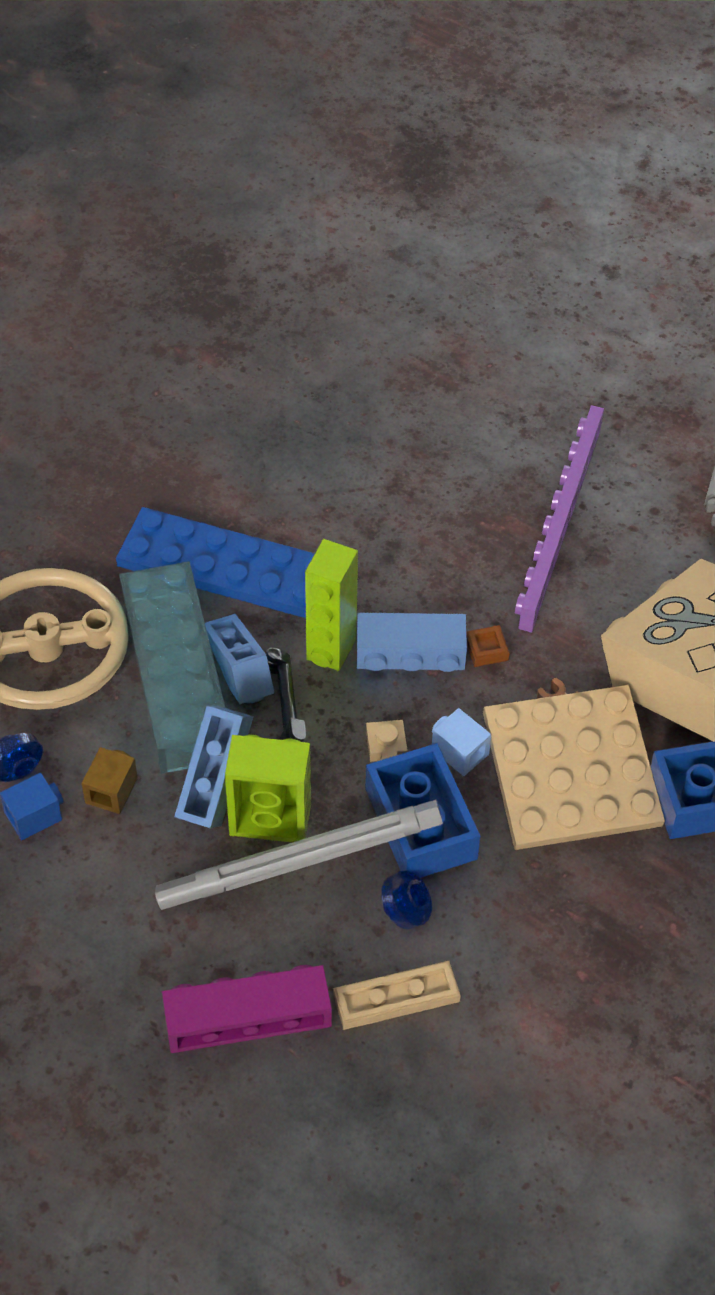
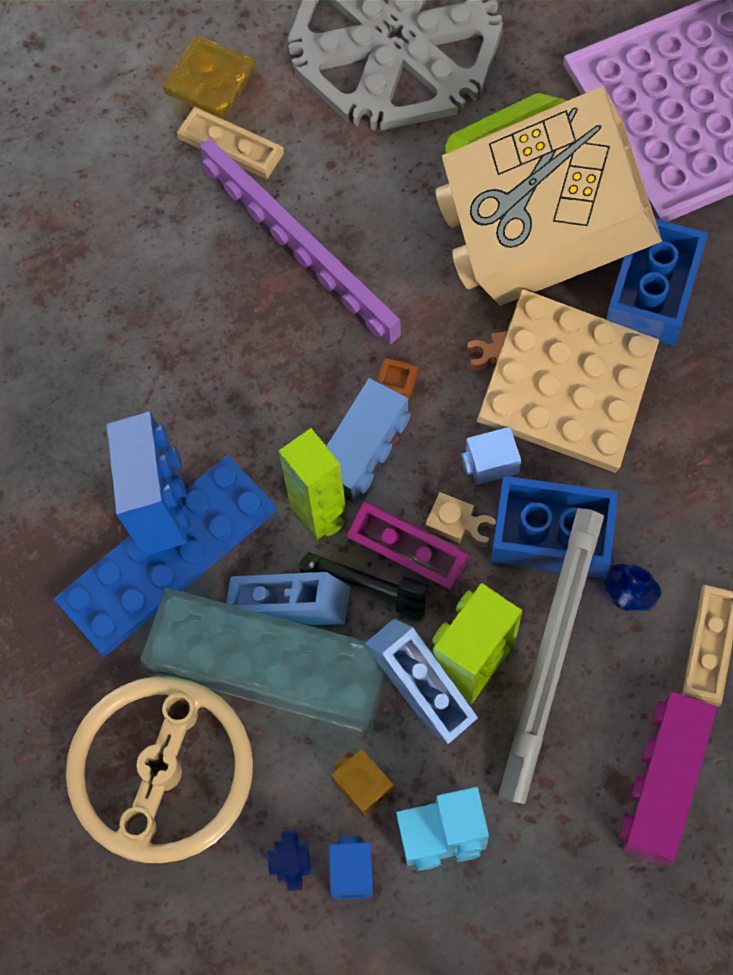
camera: 55 degrees left, 15 degrees up
(103, 853) = (444, 829): none -> medium azure brick
(265, 505) = (147, 483): none -> blue brick
(335, 714) = (409, 544): none -> magenta brick
(620, 434) = (243, 146): none -> tan tile
(667, 389) = (210, 76): none -> clear yellow plate

